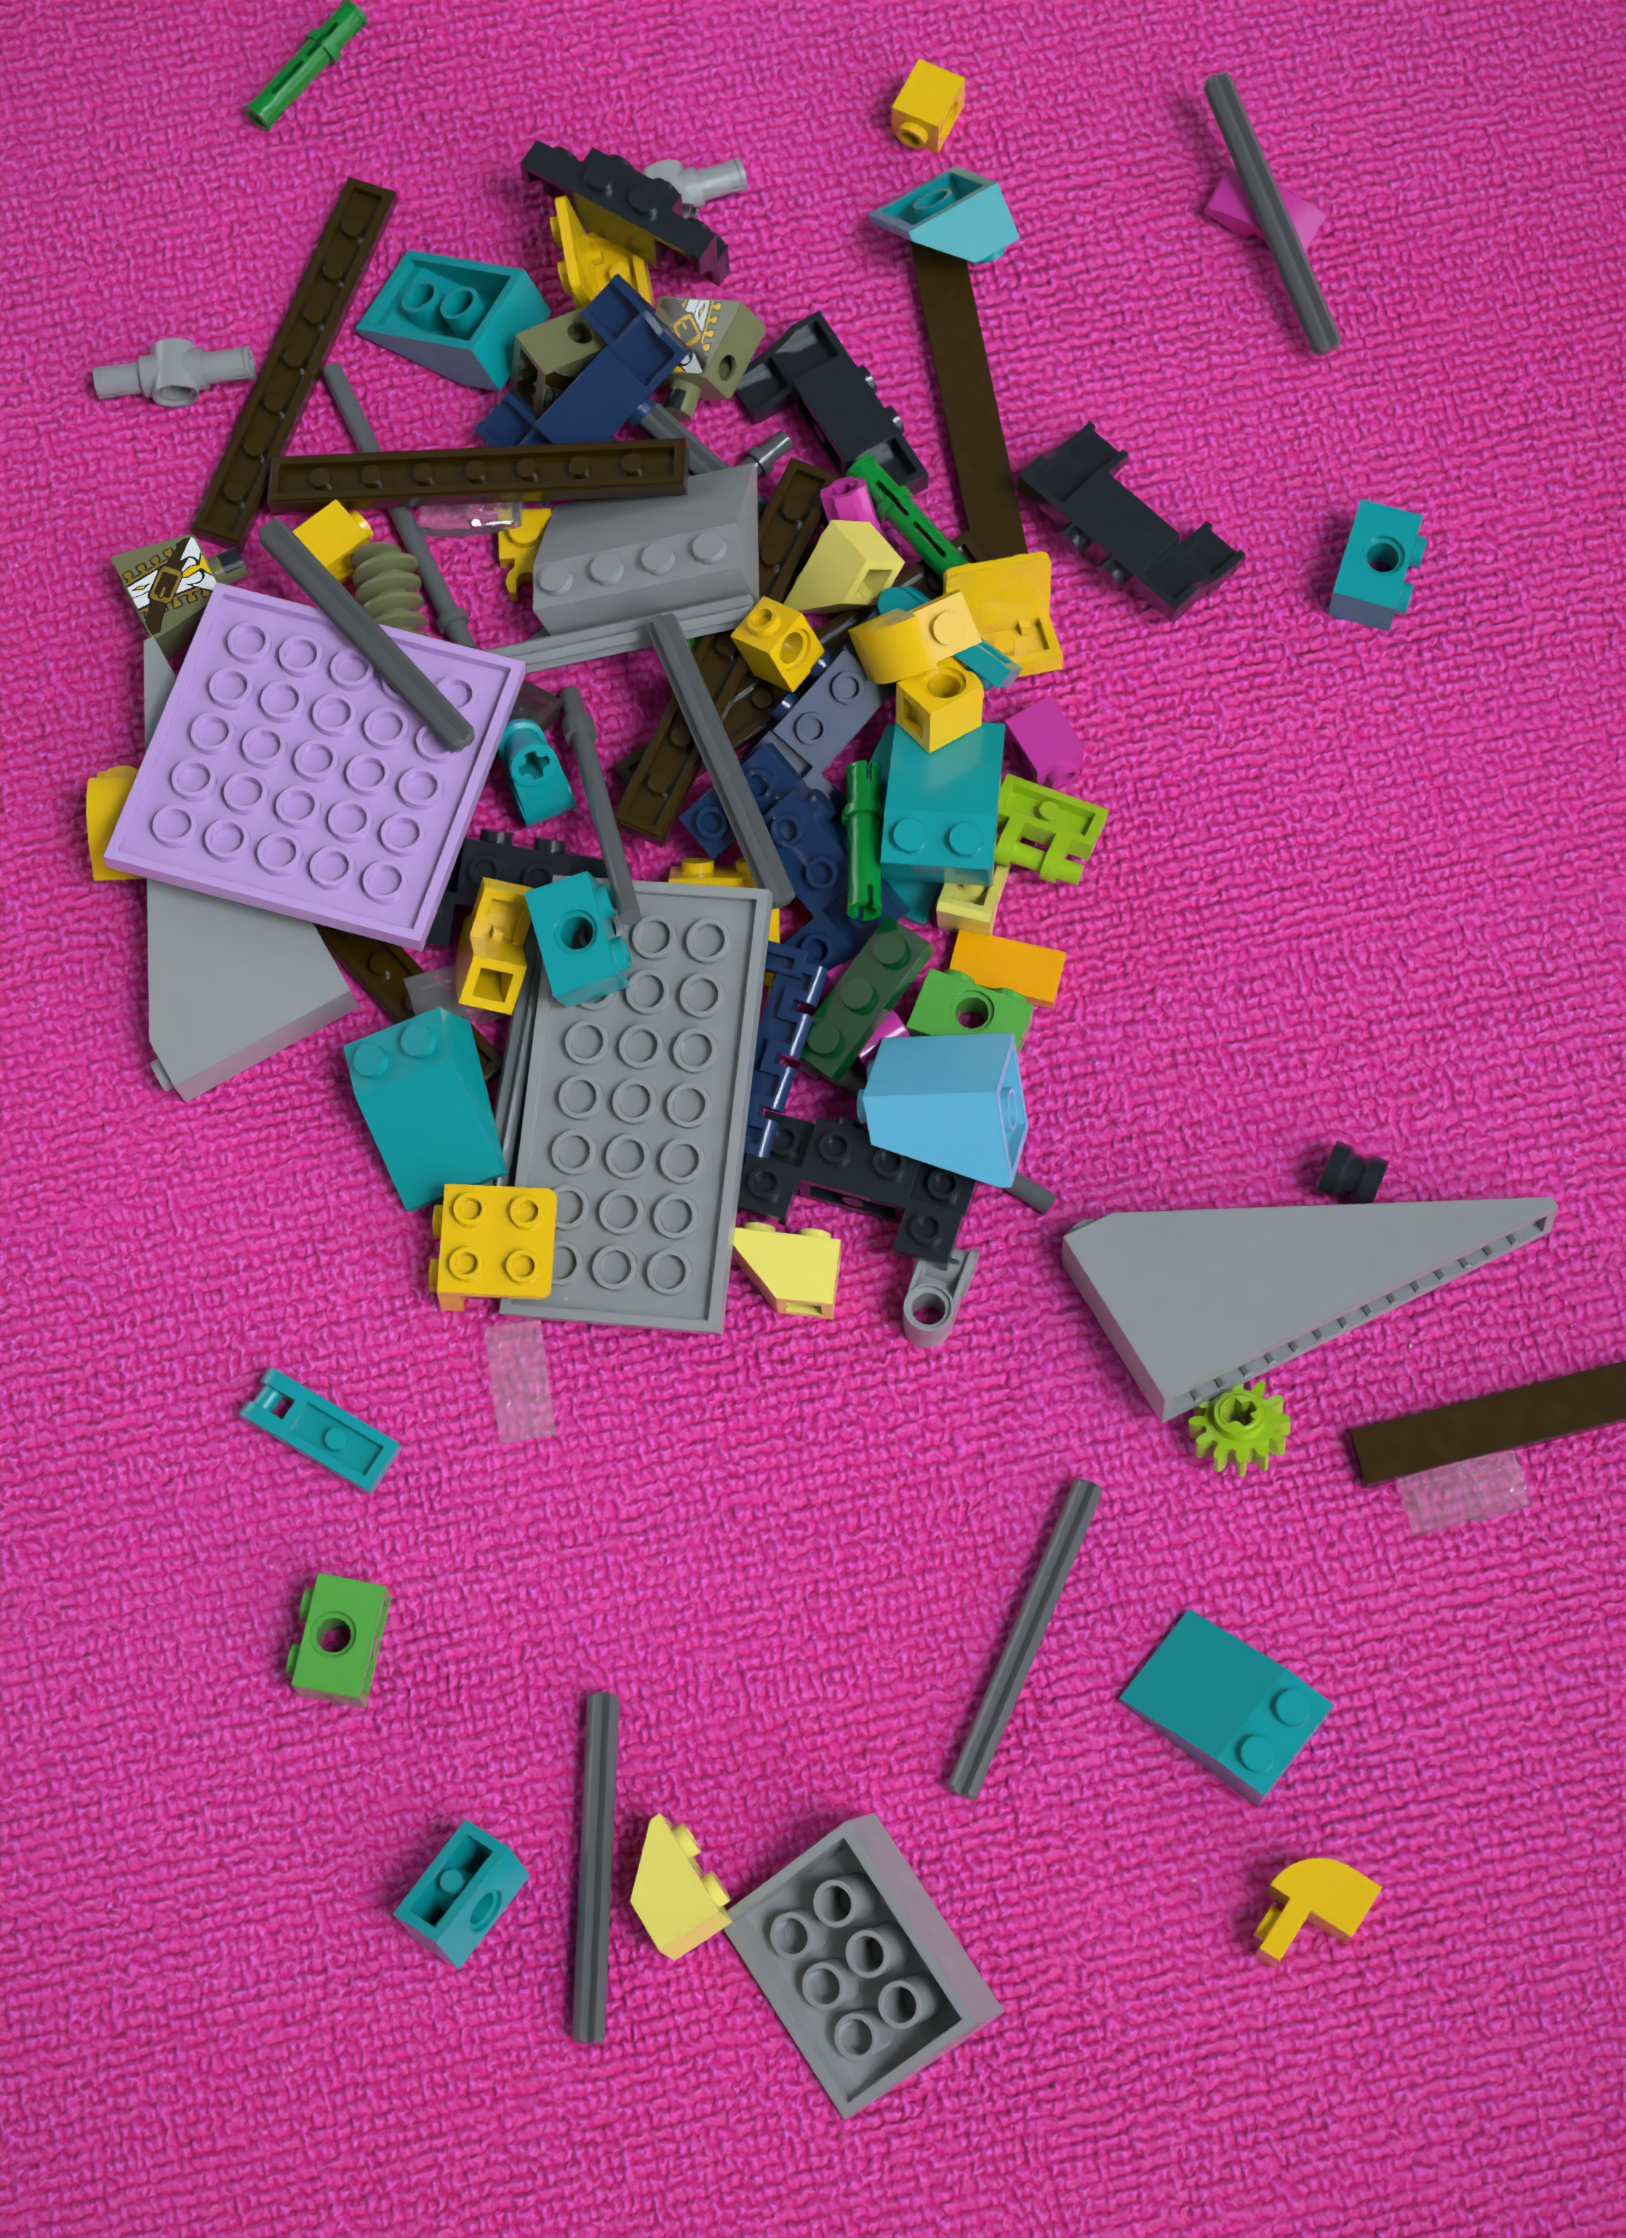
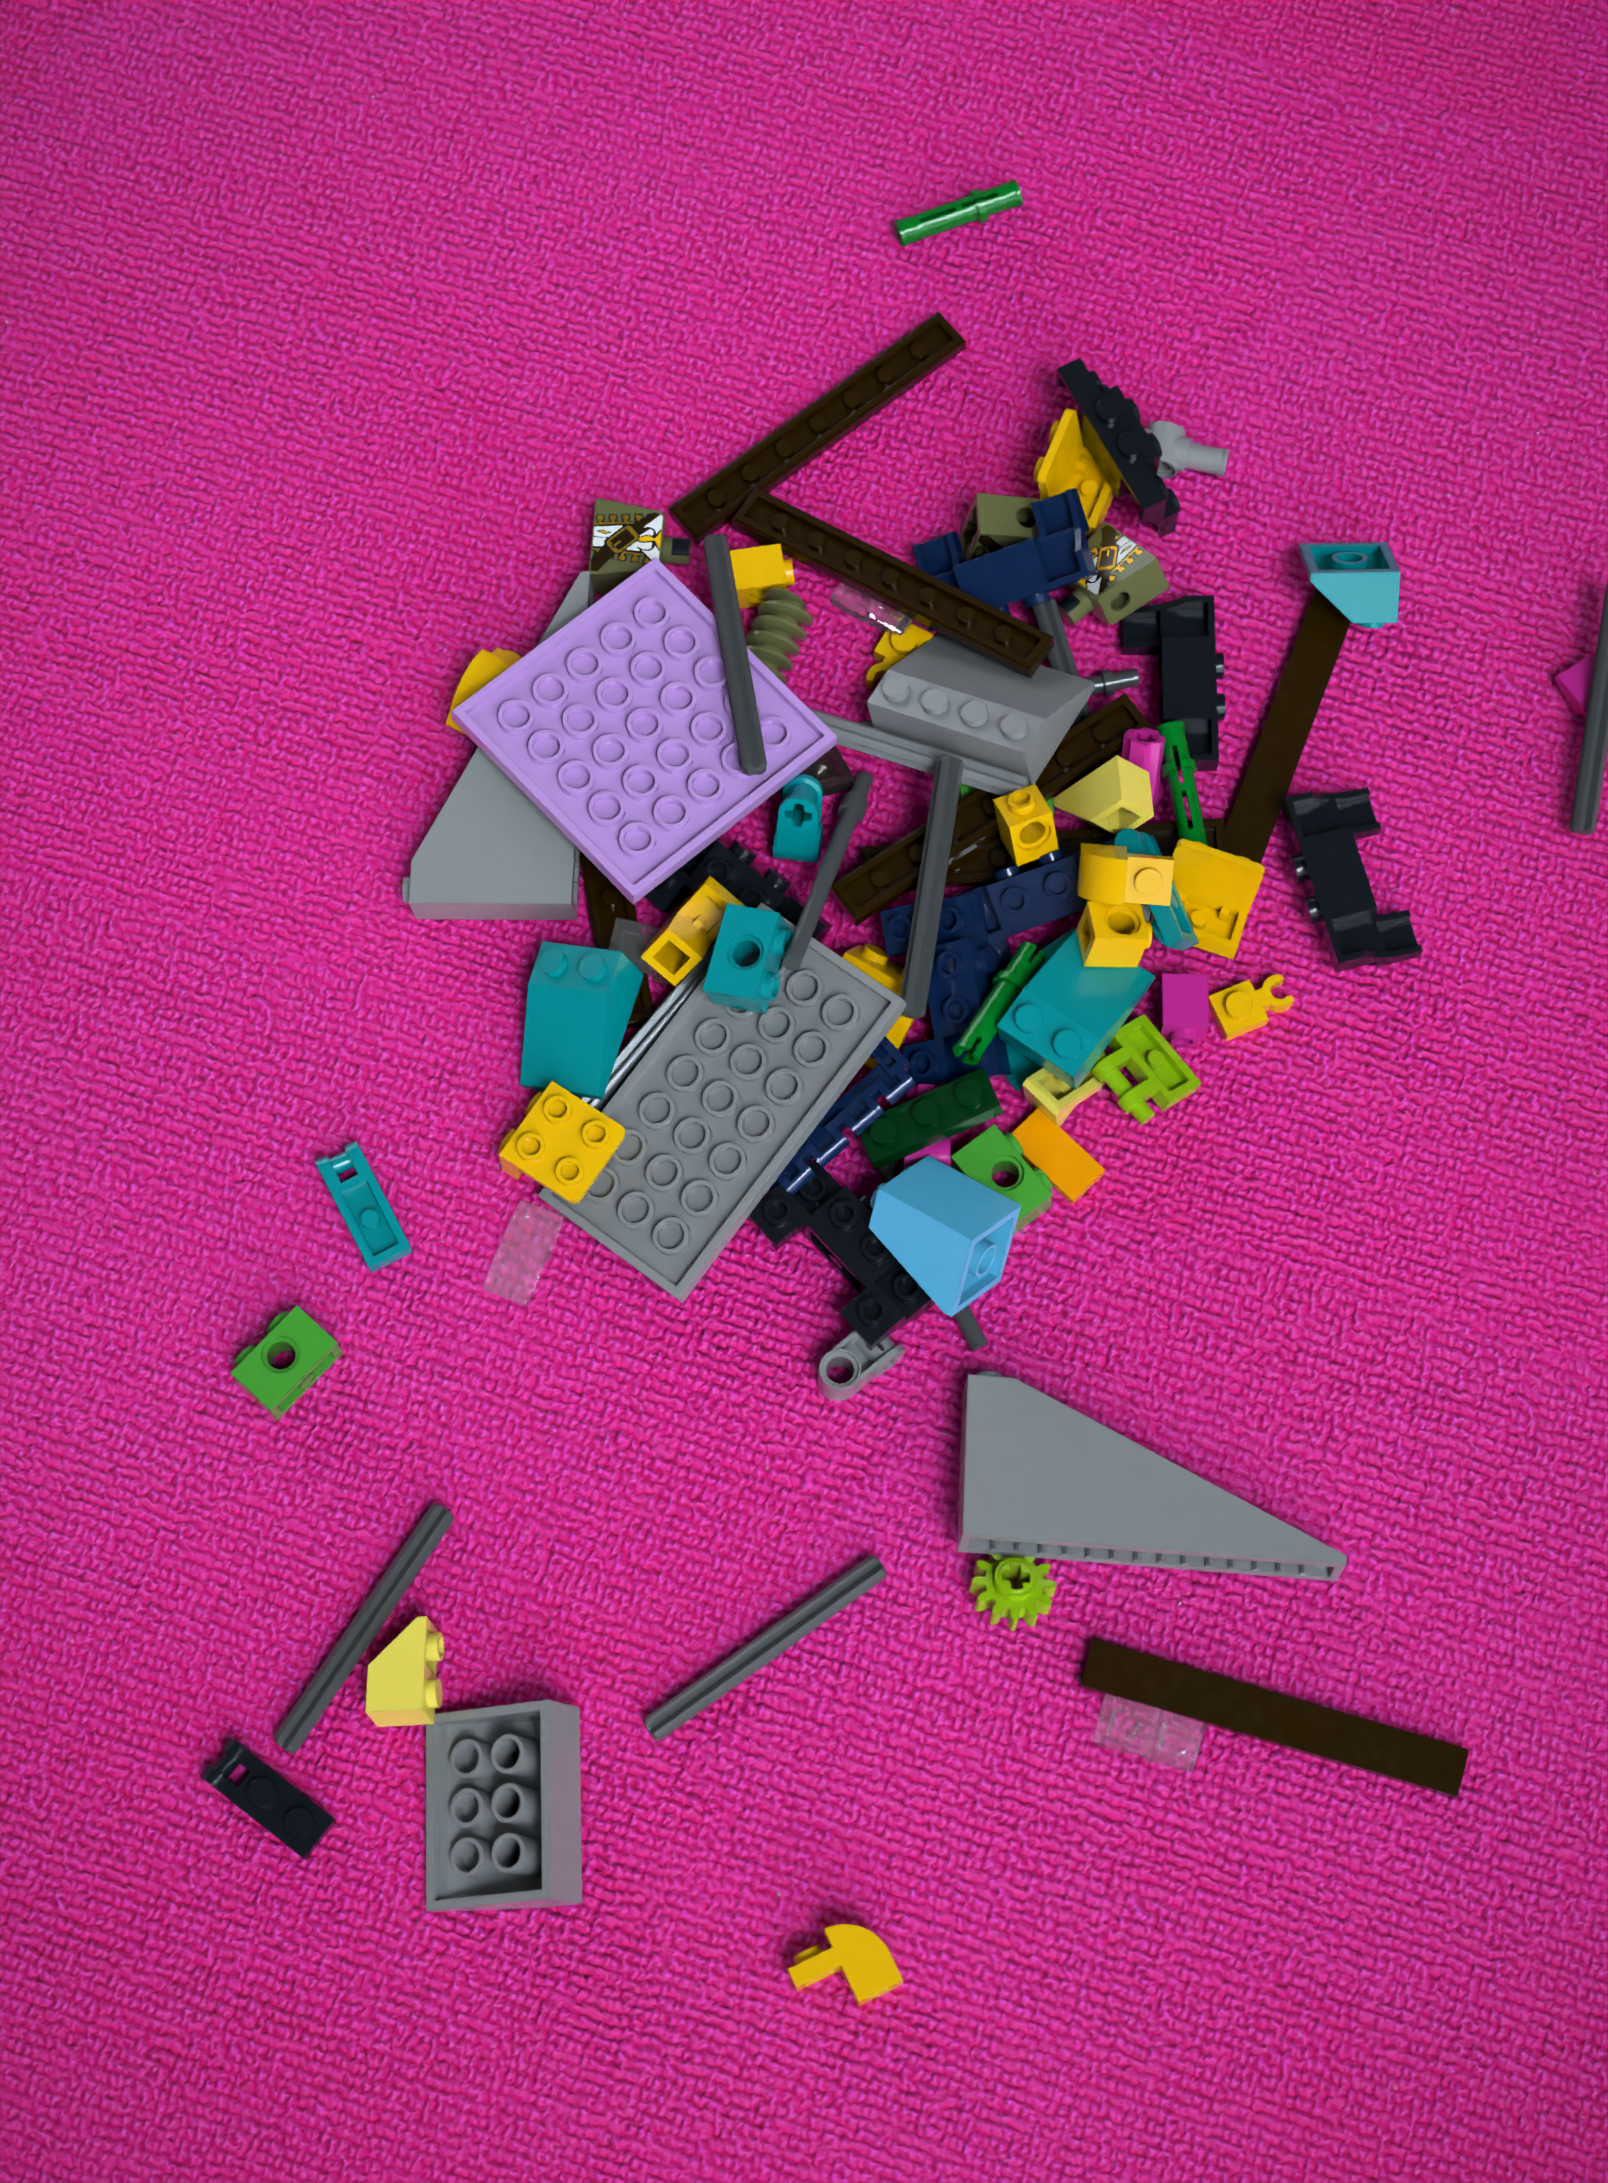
camera: 30 degrees right, 0 degrees up
(174, 372) = (726, 388): light grey pin -> none
(451, 619) = (814, 677): dark grey bar -> none
(455, 316) = (950, 455): teal slope -> none
(462, 1894) = (257, 1590): teal brick -> none
(607, 2105) = (270, 1800): none -> black plate
(790, 1270) = (763, 1287): light yellow slope -> none
(928, 106) = (1394, 487): yellow brick -> none
(1103, 713) = (1243, 1008): none -> yellow plate
(1227, 1705) = (878, 1783): teal slope -> none
(1352, 1175) = (1212, 1452): black wheel -> none
(1382, 536) = (1527, 990): teal brick -> none

